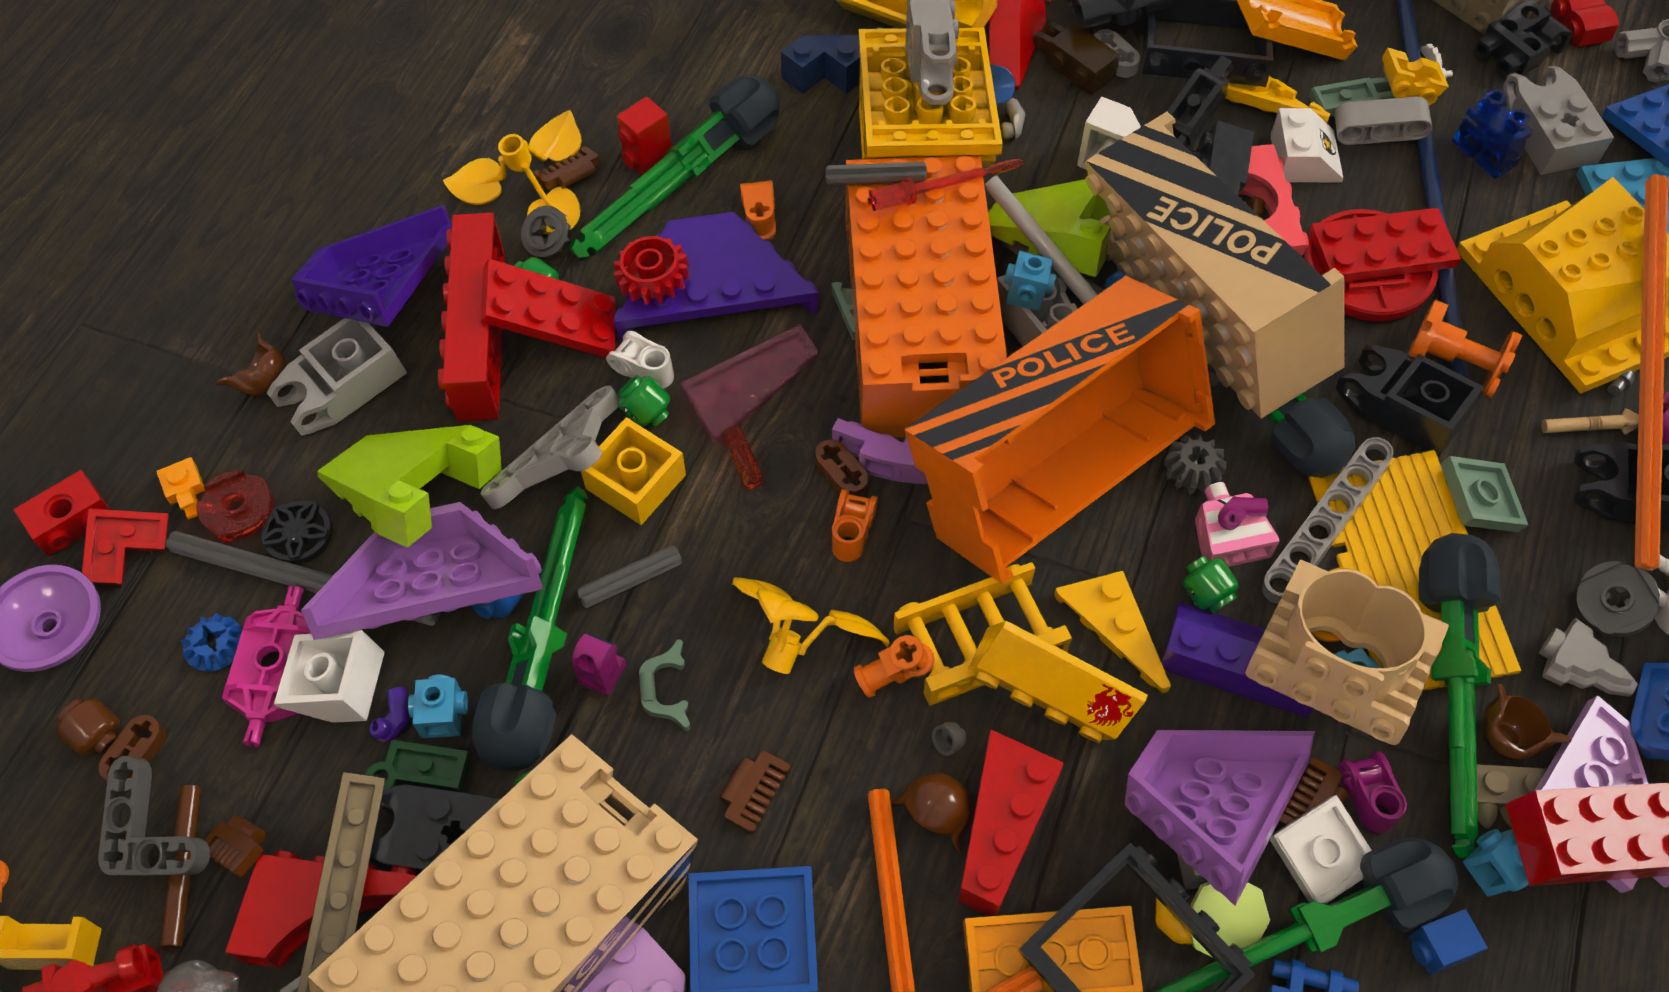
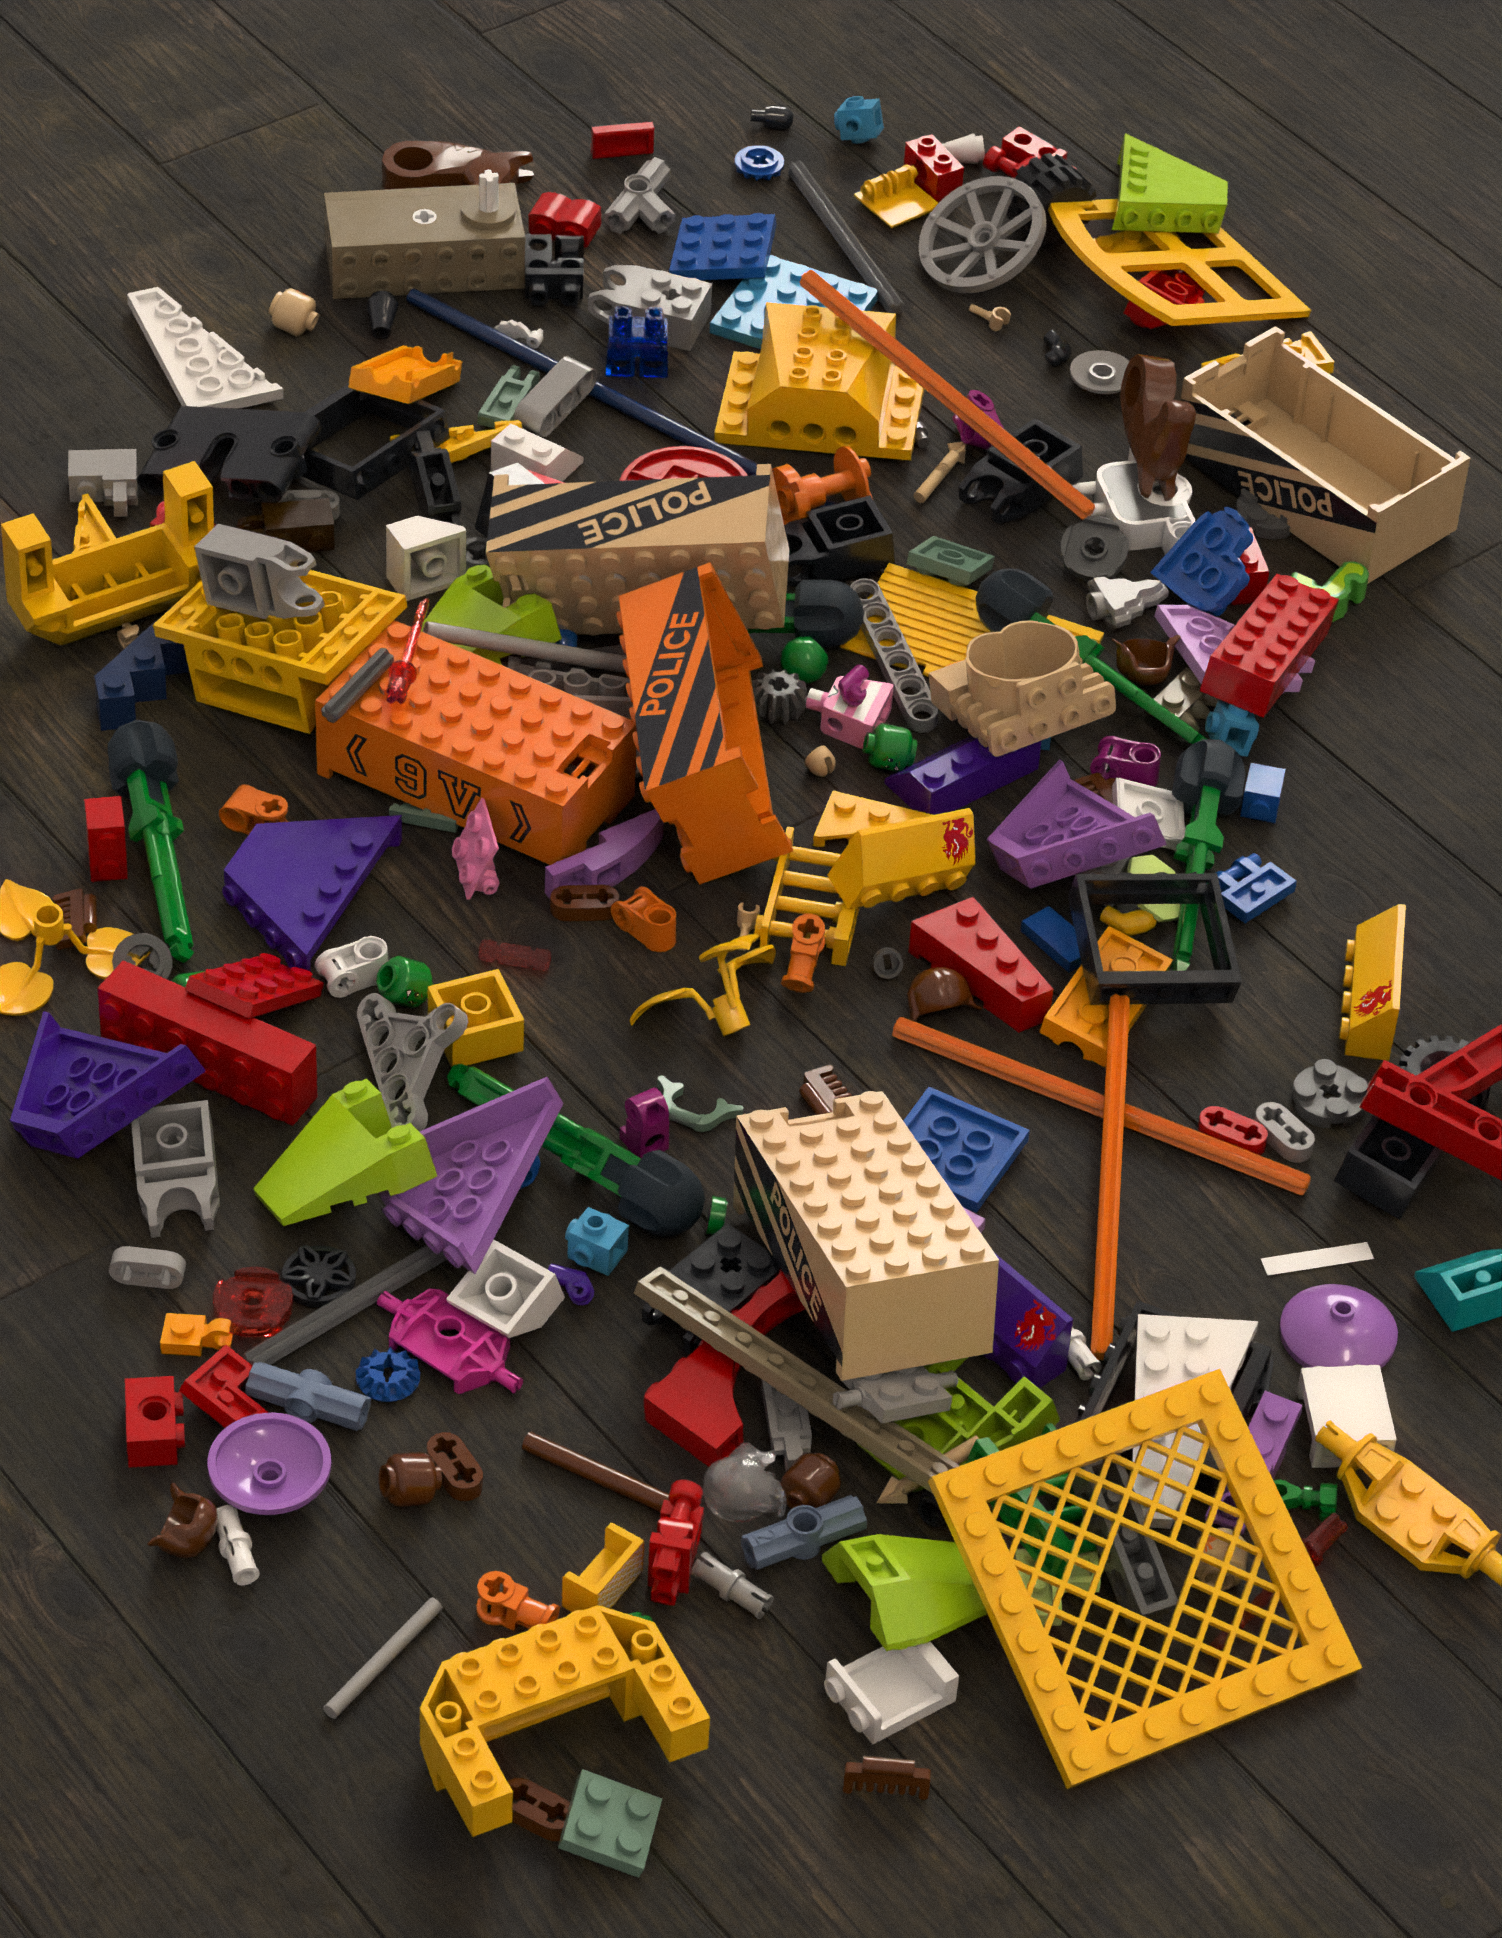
camera: 60 degrees left, 15 degrees down
(136, 845) = (562, 1483): dark grey beam -> none
(149, 601) = (308, 1395): none -> sand blue piece
(230, 417) = (147, 1267): none -> light grey beam
(236, 844) = (610, 1413): reddish brown piece -> none
(261, 372) = (112, 1220): reddish brown hair -> none
(423, 766) = (621, 1285): dark green hinge -> none
(629, 576) = (570, 1073): dark grey axle -> none
(651, 269) = (284, 895): red gear -> none
(742, 383) = (439, 914): clear pink wing -> none
(823, 369) = (475, 853): none -> bright pink hinge
(918, 588) = (746, 920): none -> tan hand
(1029, 280) = (540, 663): dark azure brick -> none
(1099, 849) = (1054, 937): none -> blue tile
(1151, 540) = (820, 761): none -> tan hinge
(1252, 457) = (804, 658): none -> green piece
(1385, 244) = (691, 453): red plate -> none
(1415, 78) = (536, 349): yellow cylinder -> none

